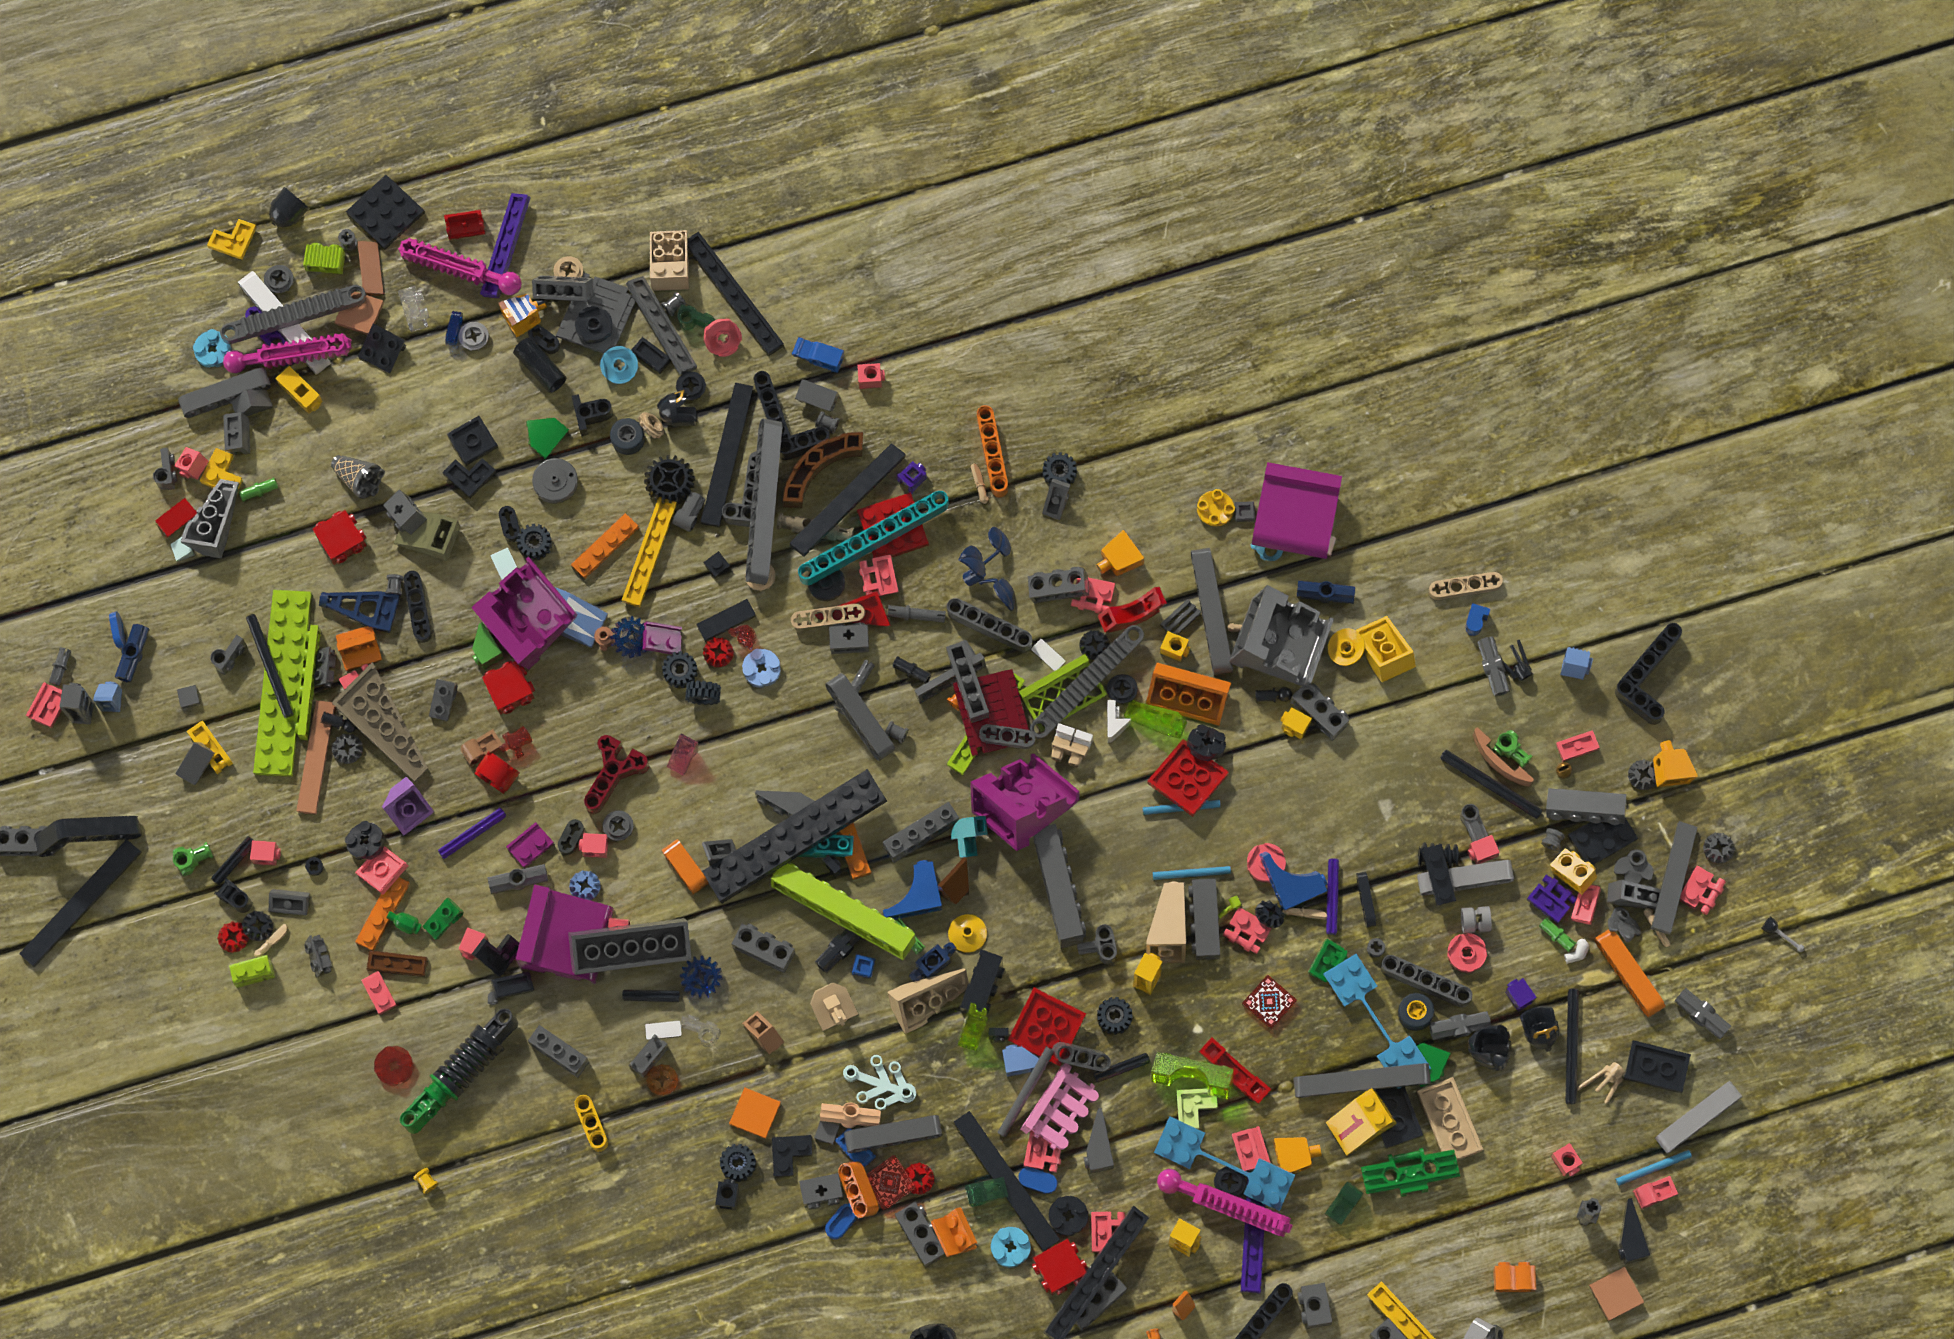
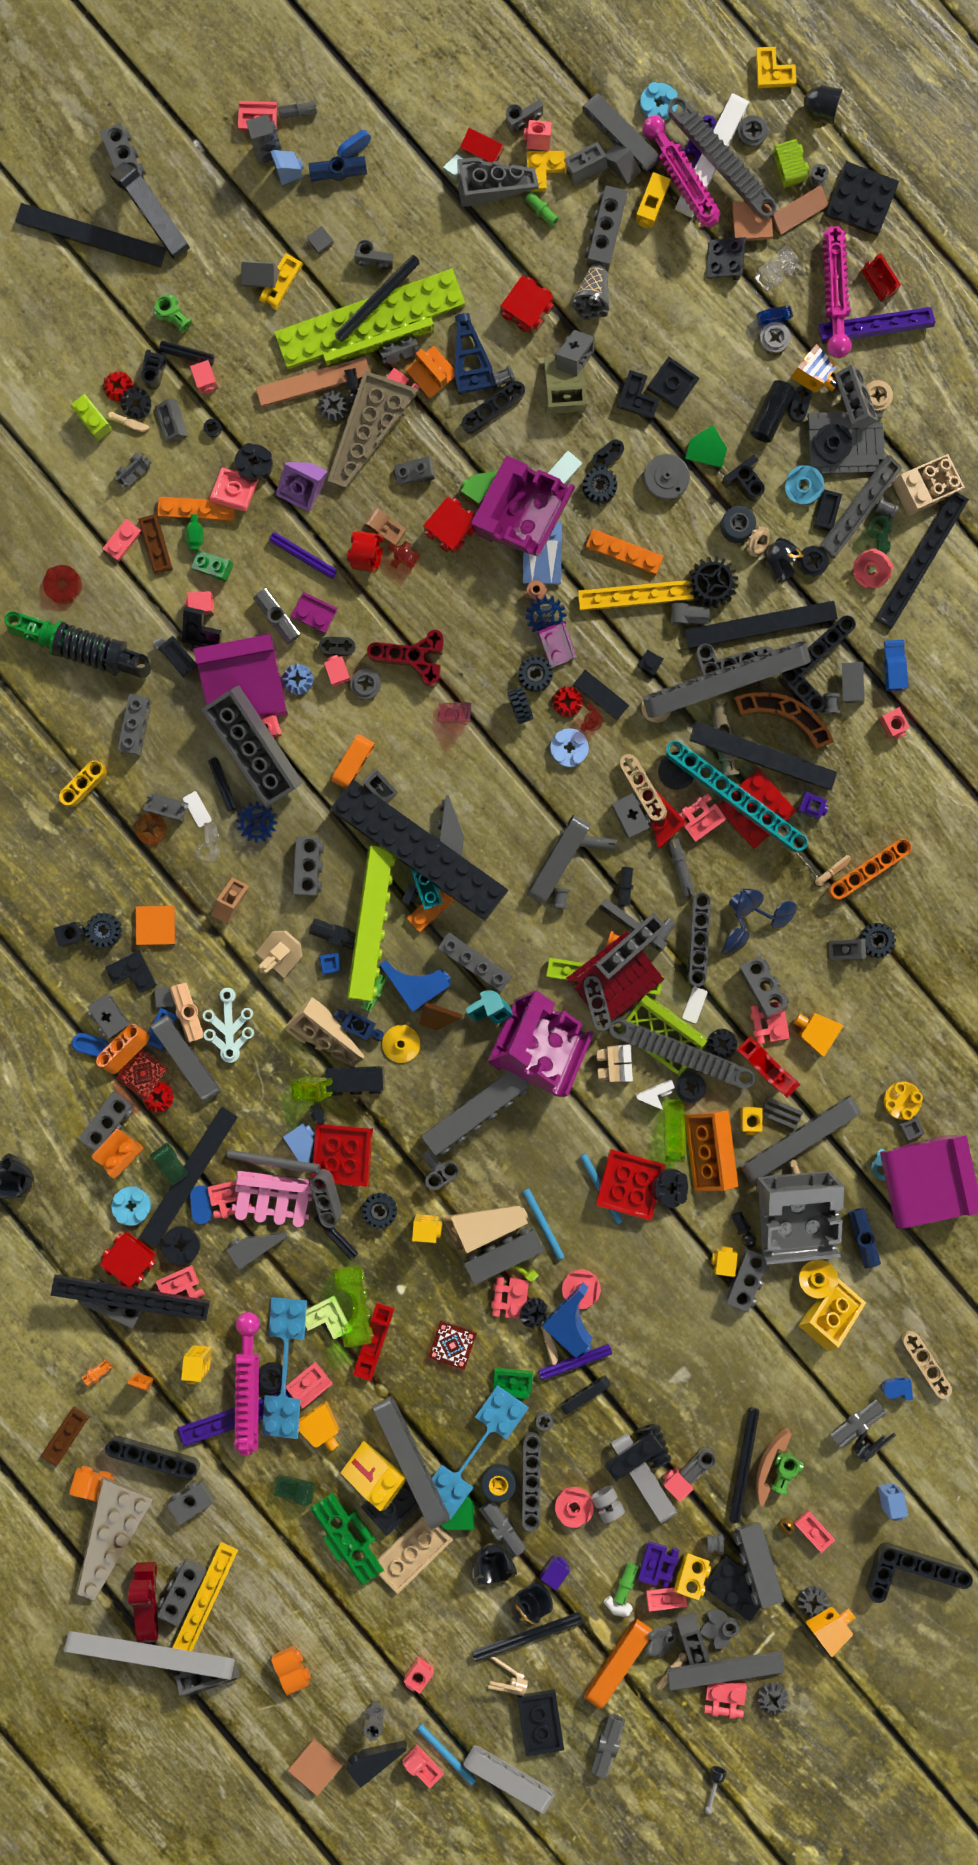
camera: 60 degrees right, 15 degrees up
(284, 420) = (615, 199): none -> dark grey brick

